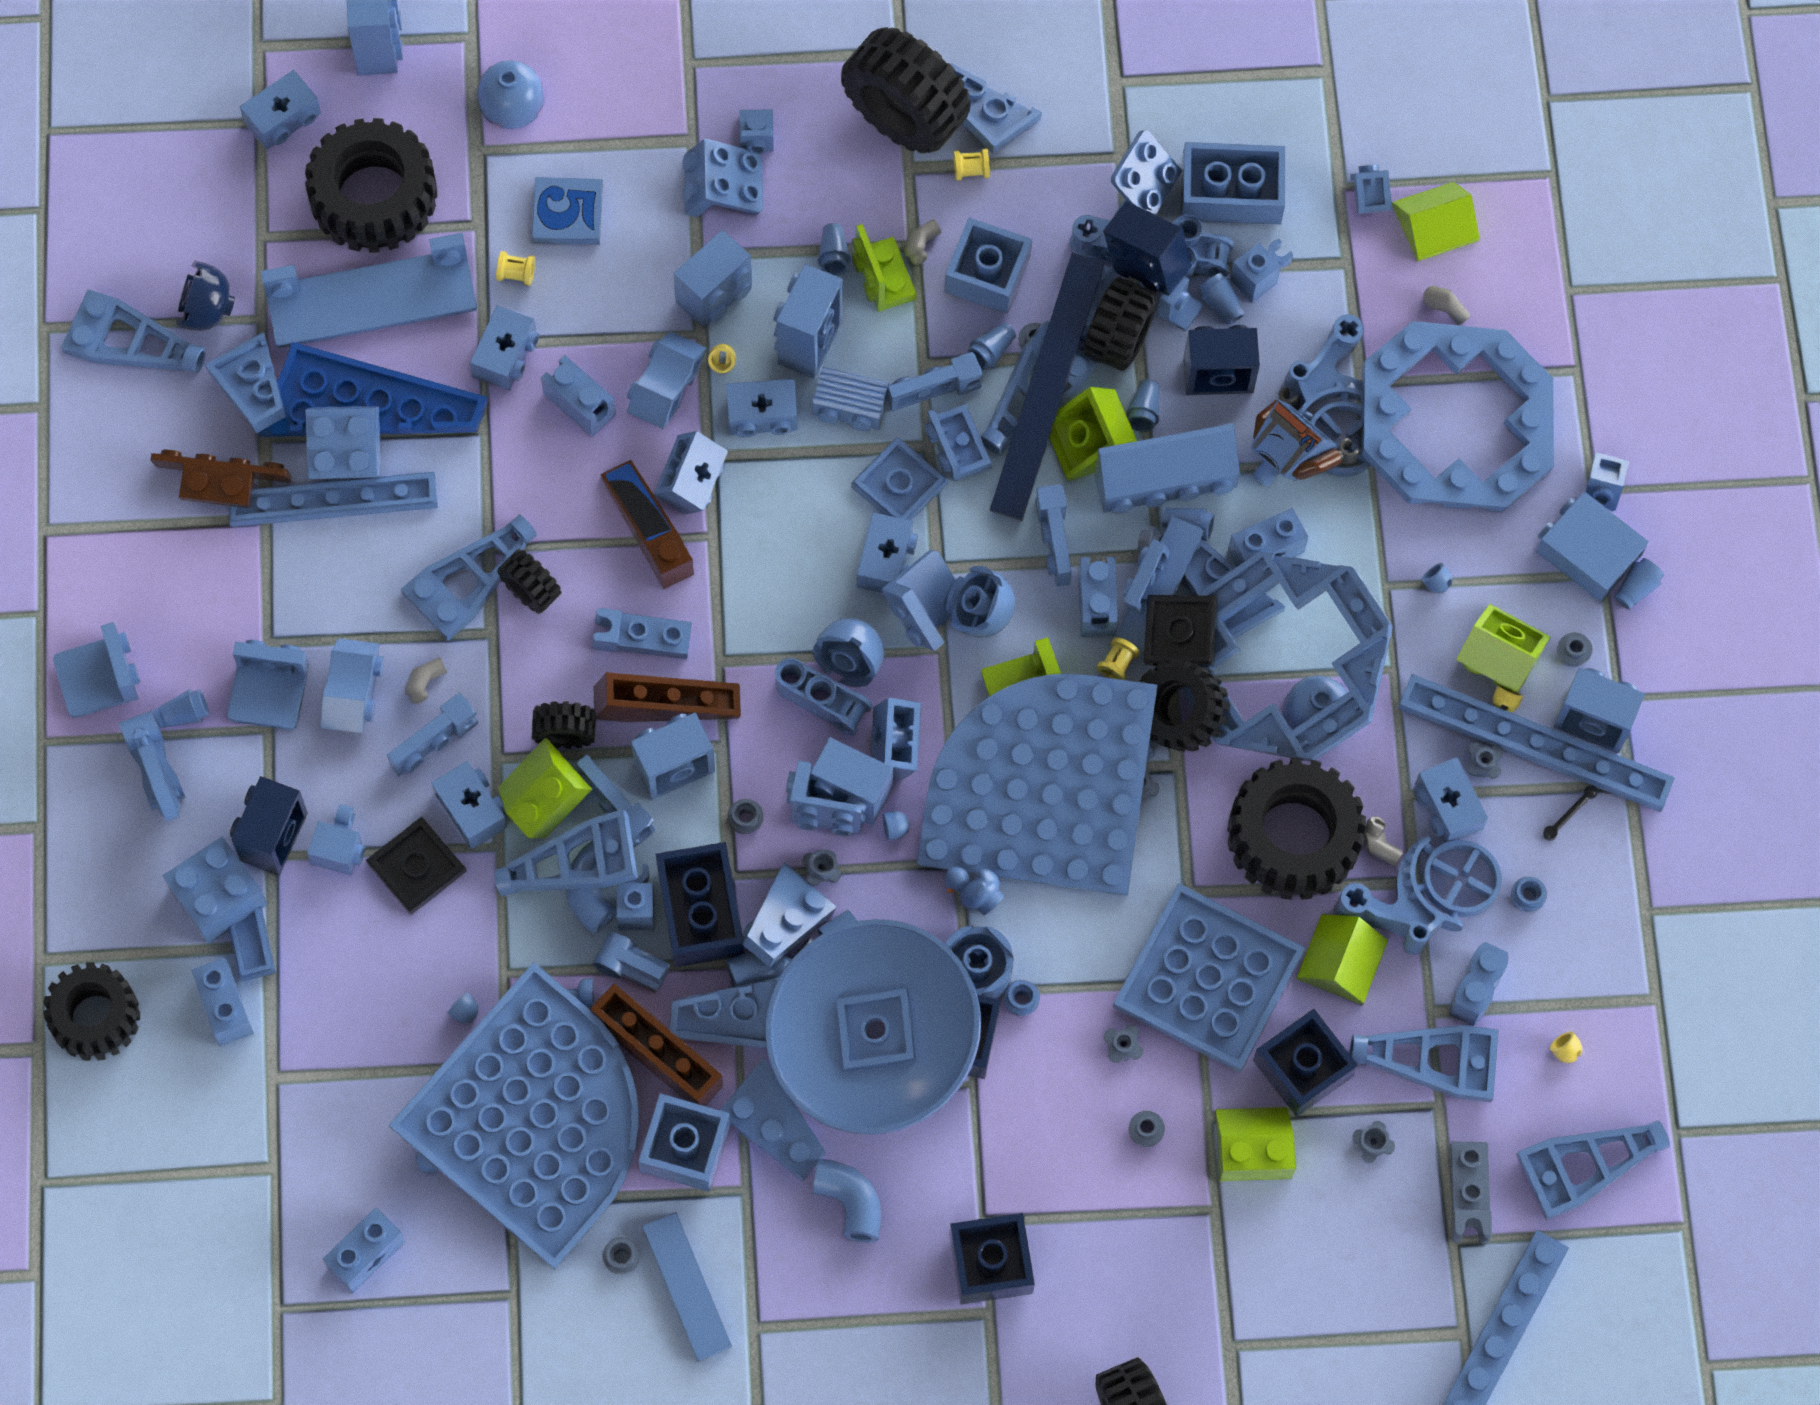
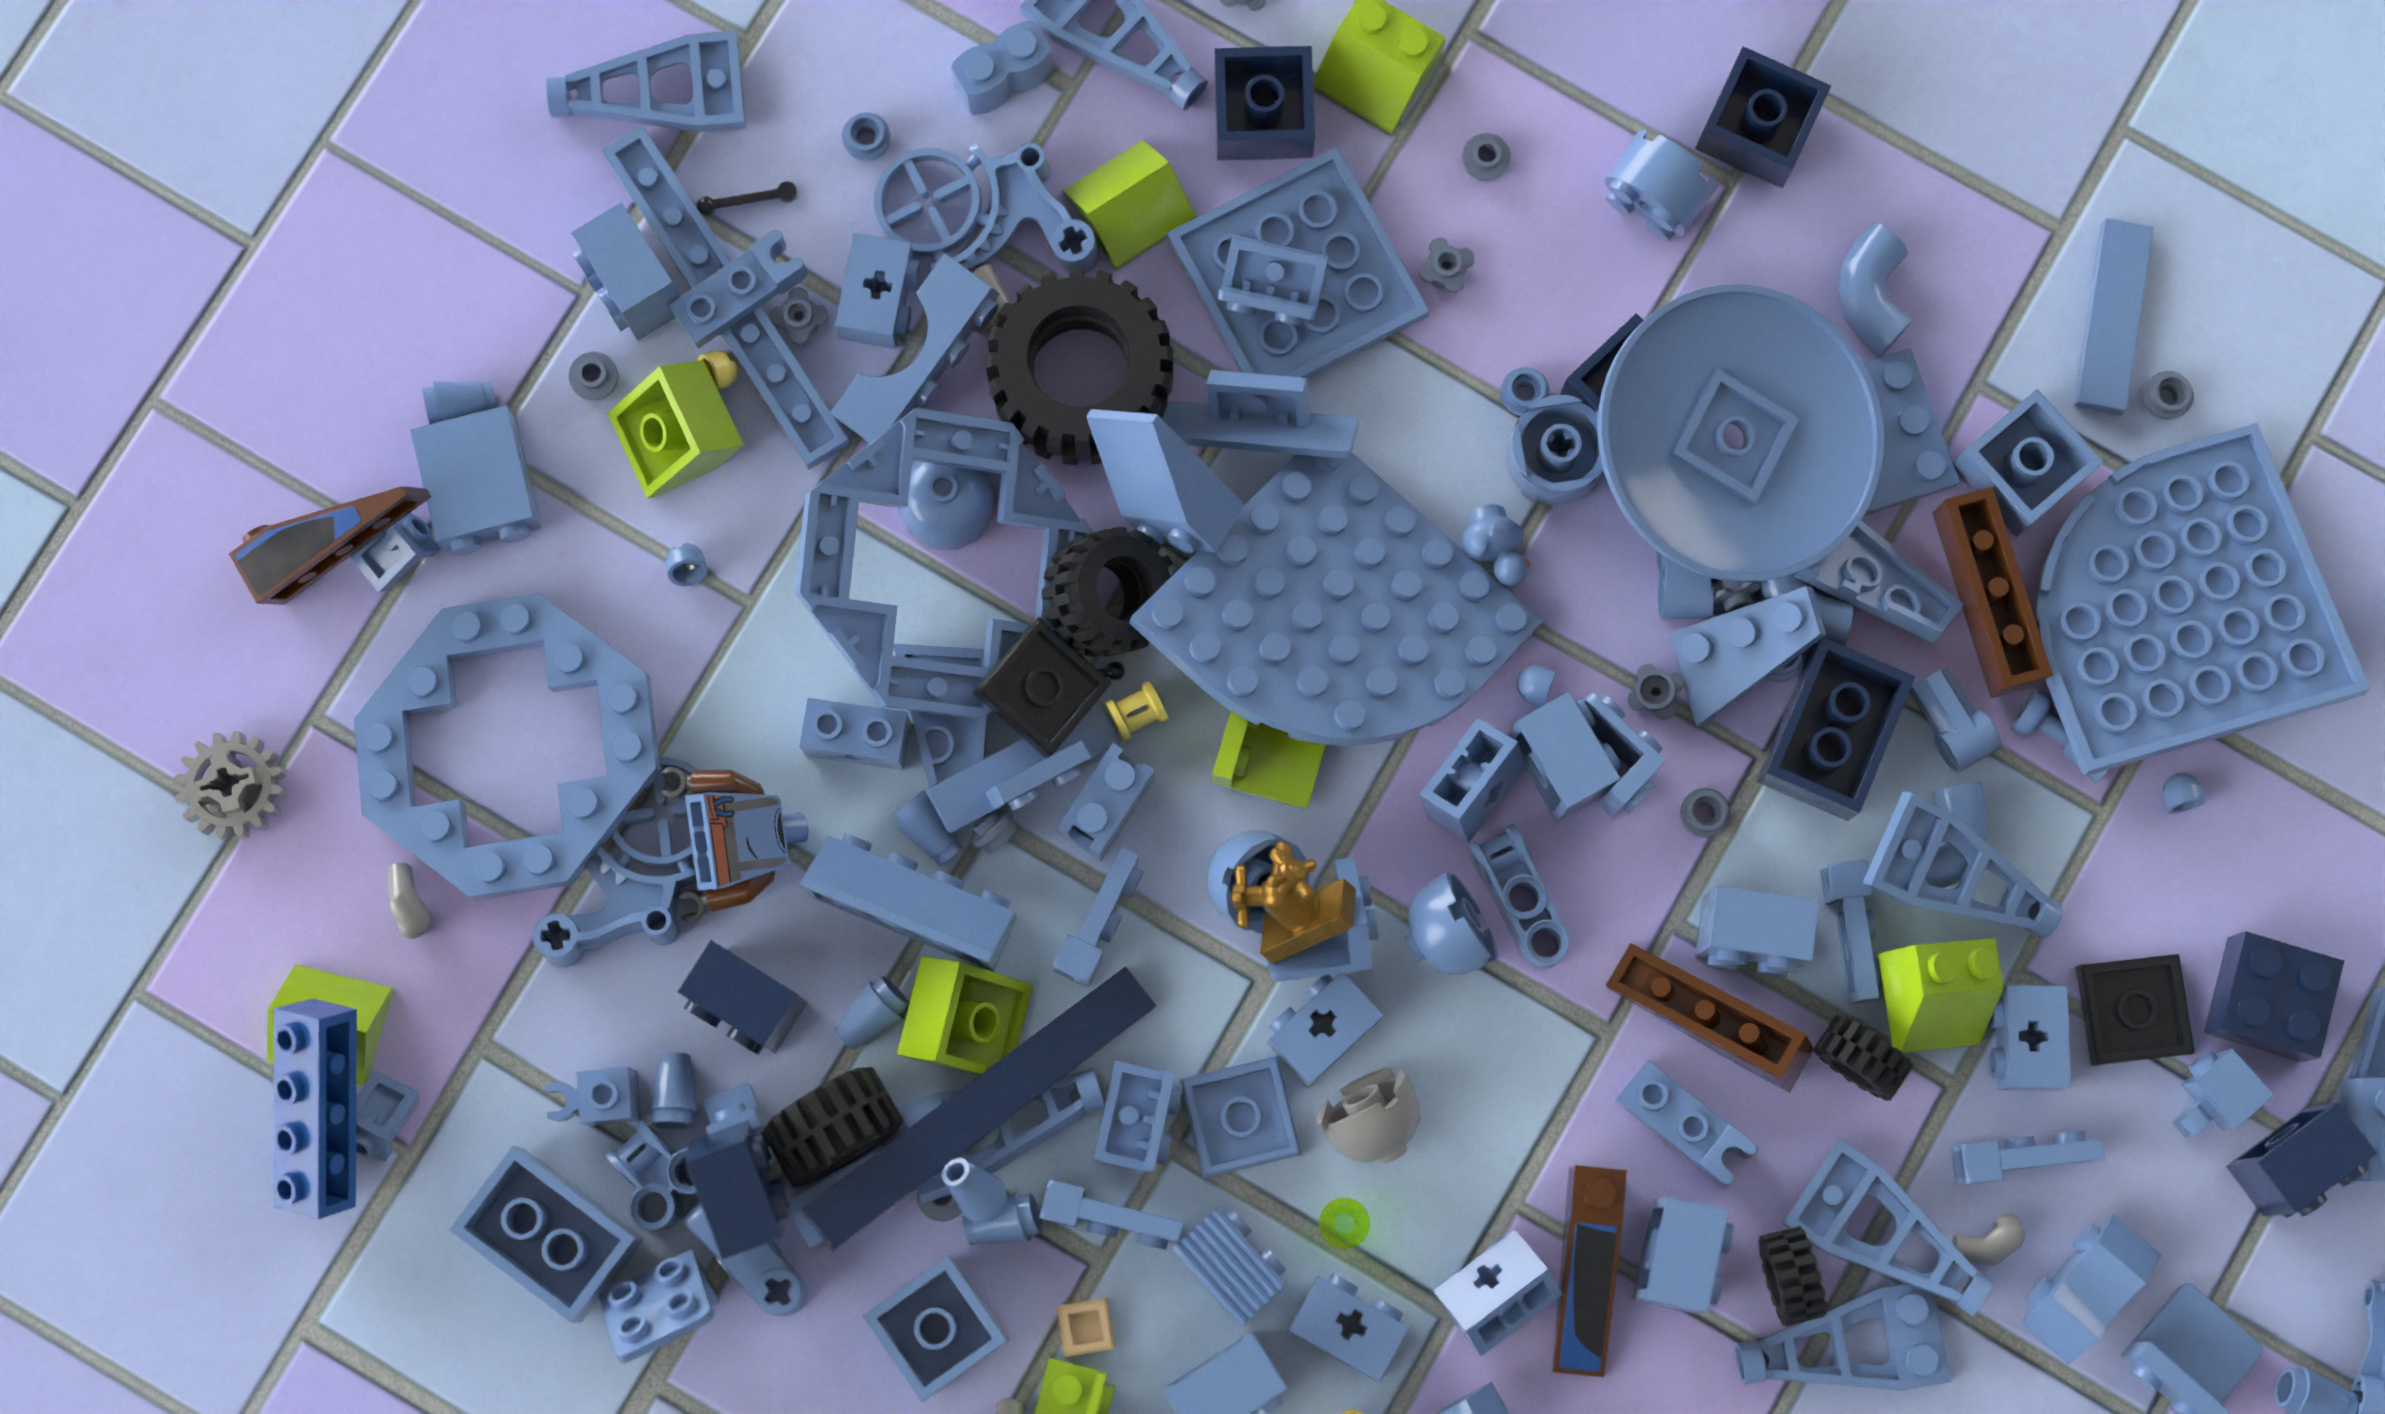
camera: 145 degrees left, 10 degrees up
(338, 917) = (2274, 997): none -> dark blue brick
(532, 644) = (1834, 1195): none -> medium blue plate
(599, 551) = (1683, 1255): none -> medium blue brick
(636, 903) = (1909, 772): medium blue brick -> none
(801, 453) = (1359, 1216): none -> clear neon green plate
(825, 519) = (1374, 1117): none -> light grey cylinder
(907, 324) = (1086, 1327): none -> tan tile
(944, 582) = (1296, 912): none -> pearl gold piece
(1018, 341) = (976, 1191): none -> medium blue cone
(1026, 1168) = (1659, 184): none -> medium blue brick
(1166, 865) = (1261, 415): none -> medium blue bracket
(1189, 775) = (1162, 482): none -> medium blue slope
(1219, 948) = (1272, 280): none -> medium blue bracket
(1396, 809) = (954, 307): none -> medium blue arch
(1405, 160) = (315, 1108): none -> blue brick
(1530, 743) = (737, 289): none -> medium blue plate
(1582, 288) = (210, 789): none -> light grey gear
(1645, 868) = (715, 81): none -> medium blue plate
(1654, 445) = (295, 553): none -> slope

